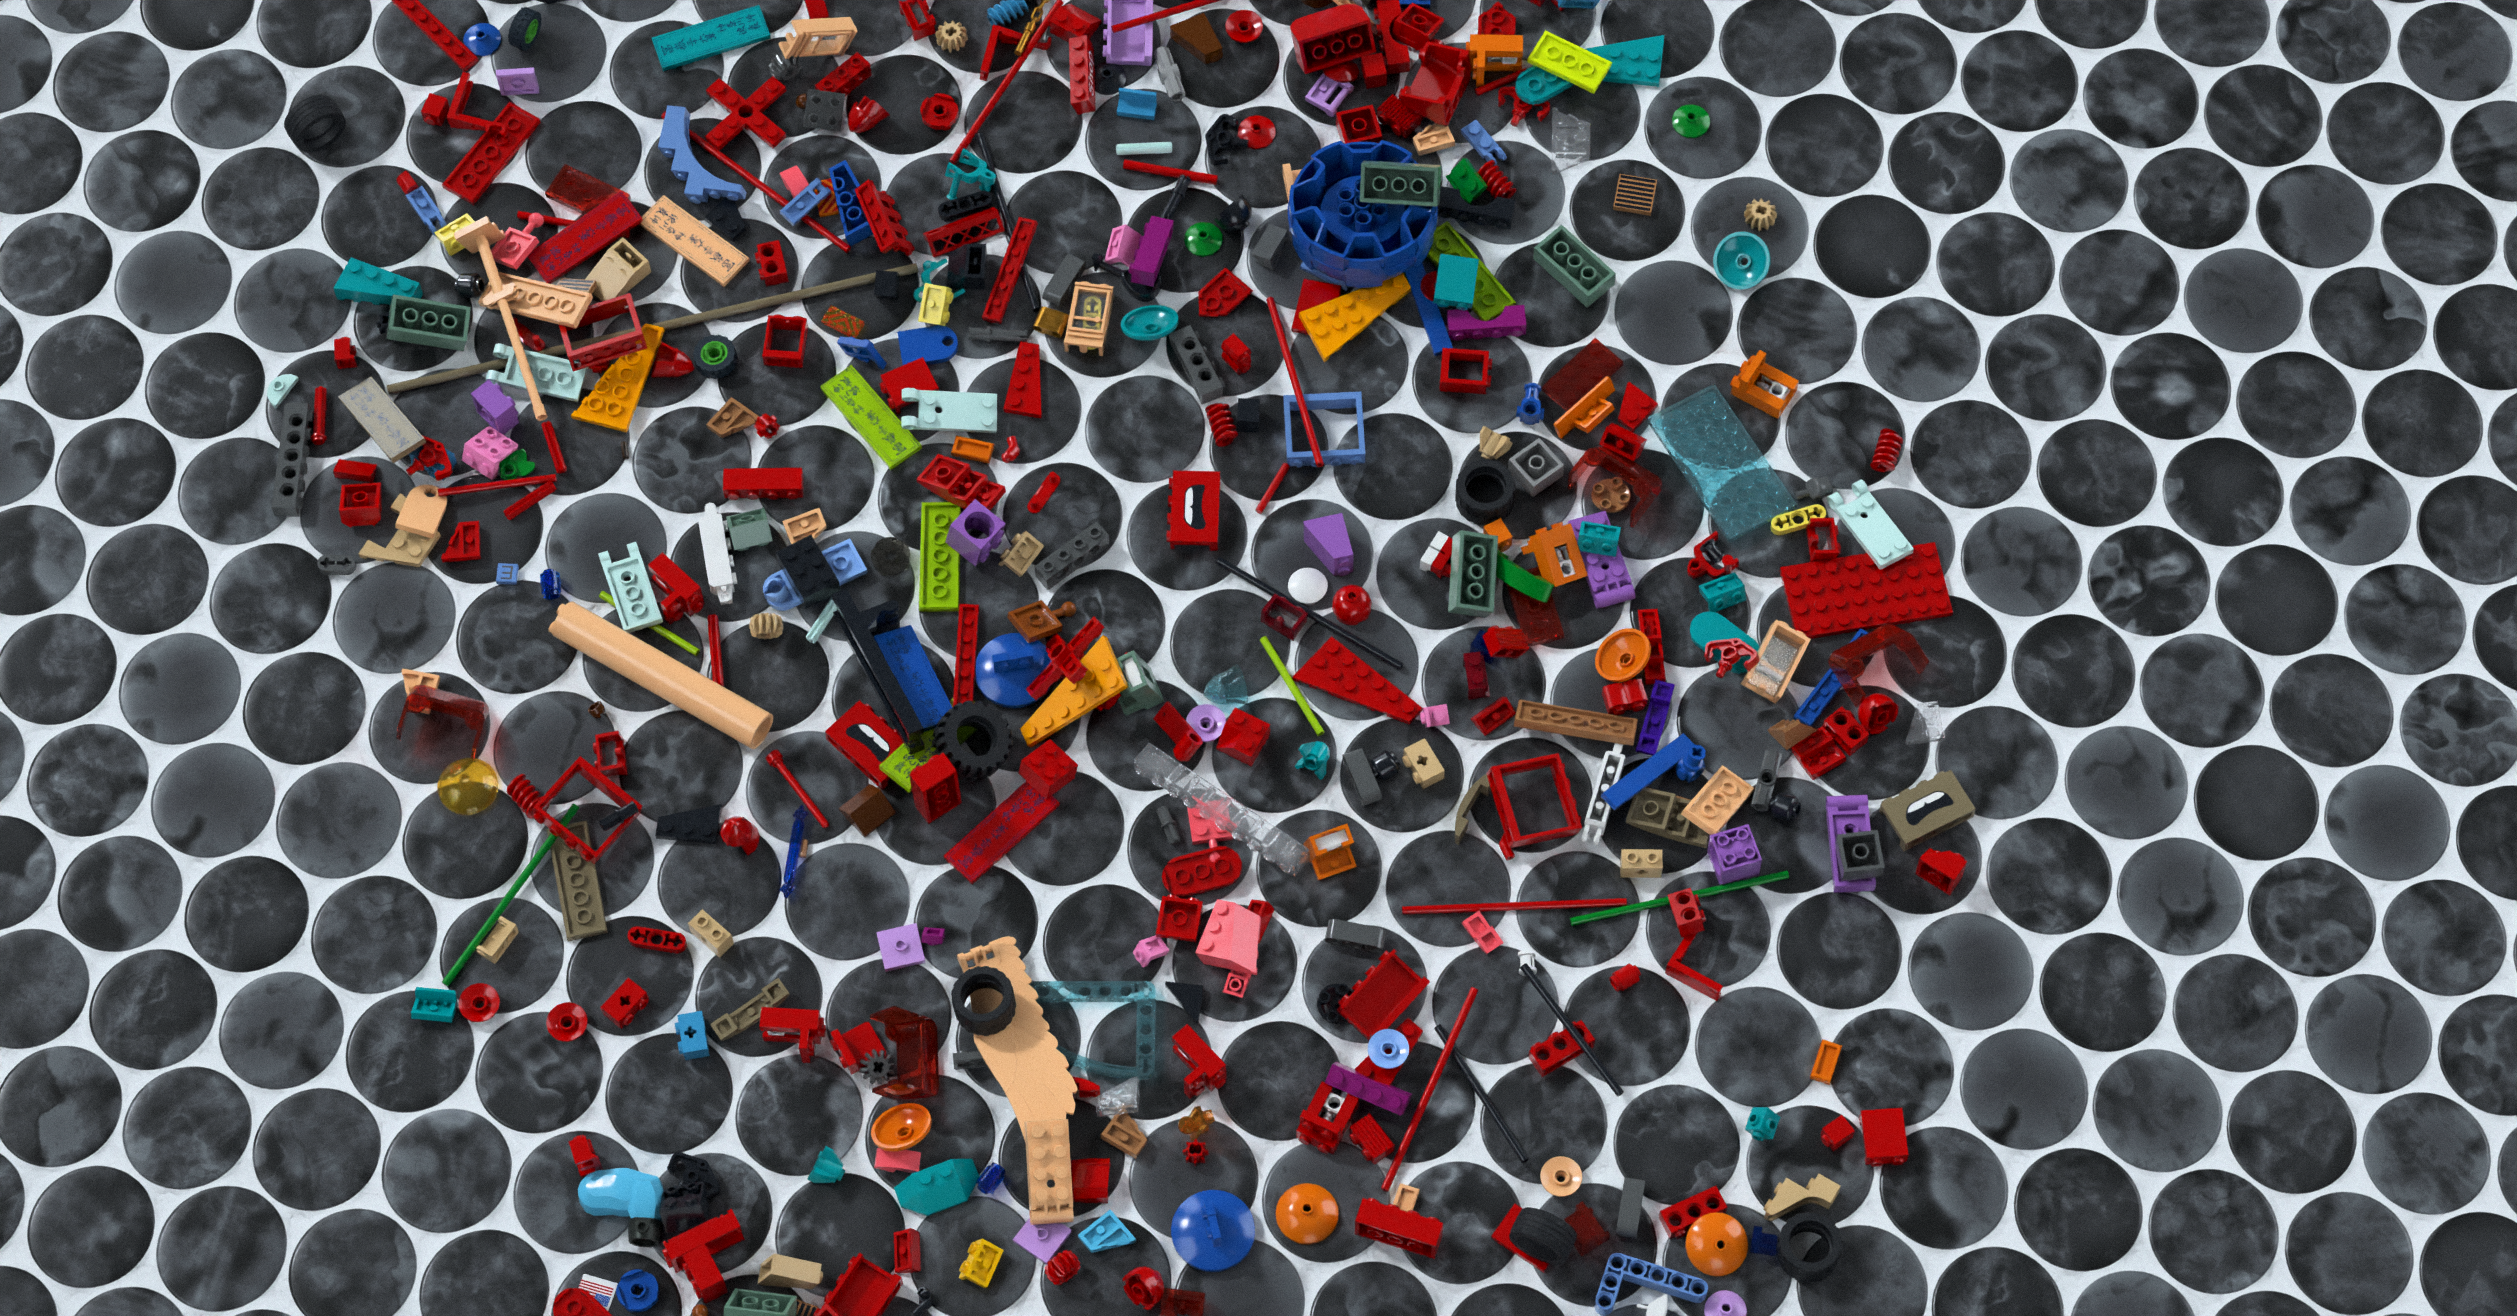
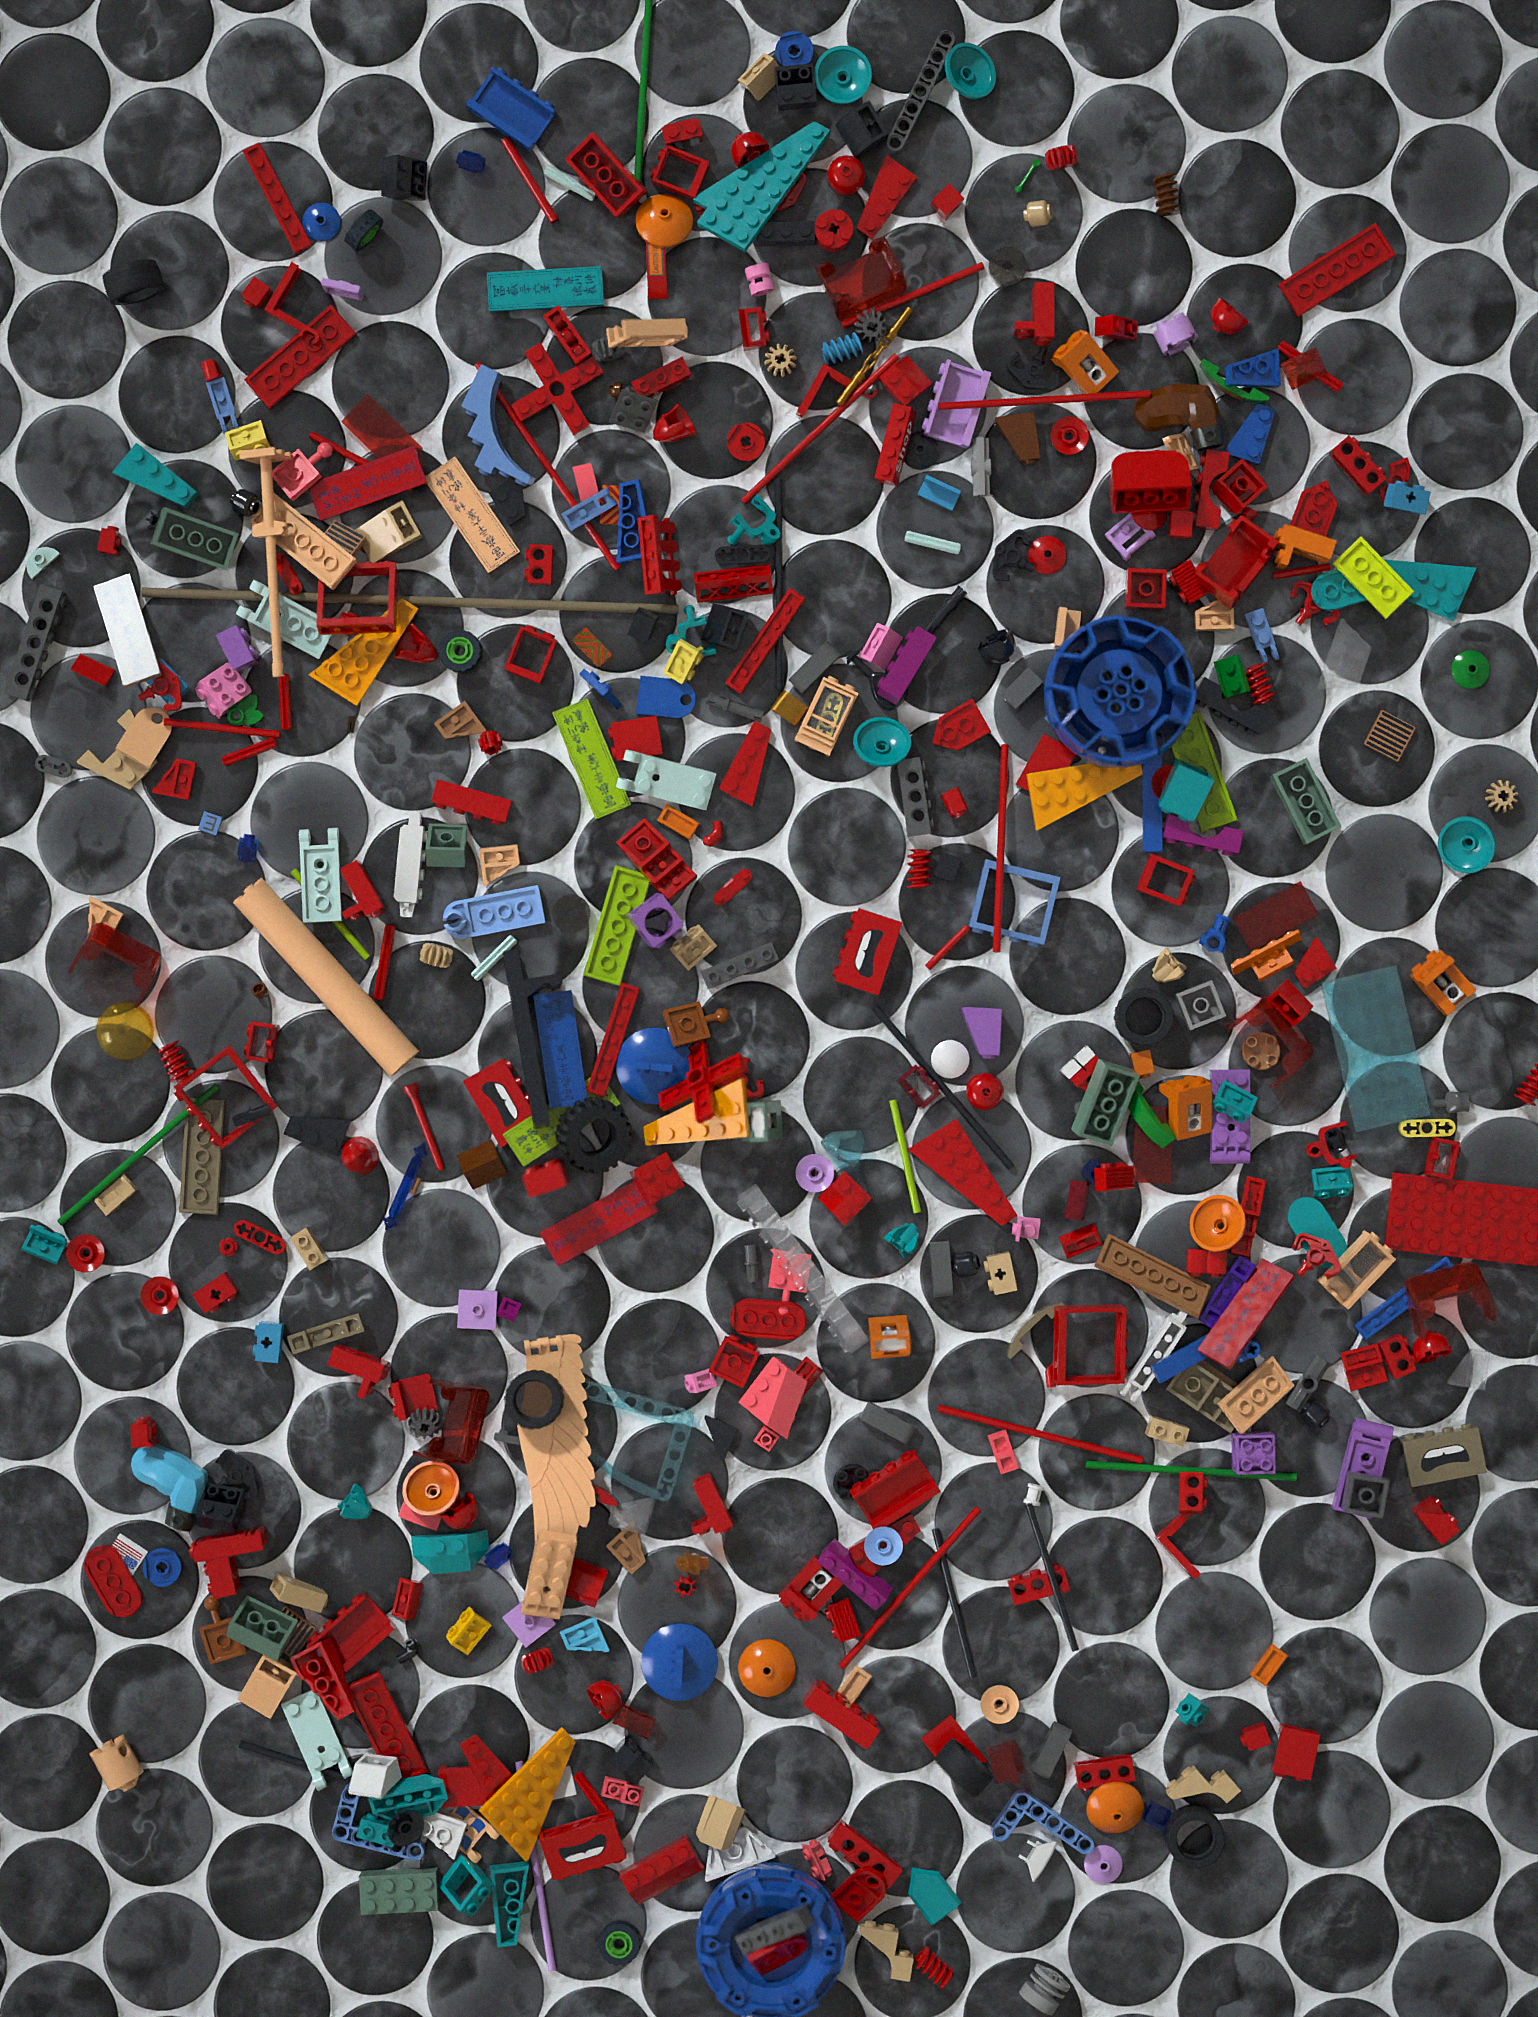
camera: 15 degrees right, 25 degrees up
(318, 436) = (71, 601): red axle -> none
(361, 504) = (89, 709): red slope -> none
(626, 963) = (223, 1247): none -> red plate
(742, 65) = (567, 335): none -> red brick
(808, 571) = (488, 914): black brick -> none
(940, 1144) = (462, 1512): none -> red cylinder
(1169, 171) = (950, 576): red piece -> none
(1179, 730) = (793, 1187): red door -> none
(1203, 246) = (953, 665): green dish -> none
(1400, 183) = (1162, 691): sand green brick -> none
(1625, 977) = (1116, 1535): red brick -> none
(1679, 726) = (1246, 1313): none -> tile
(1790, 732) = (1345, 1341): medium nougat slope -> none
(1875, 533) = (1492, 1166): light aqua hinge -> none

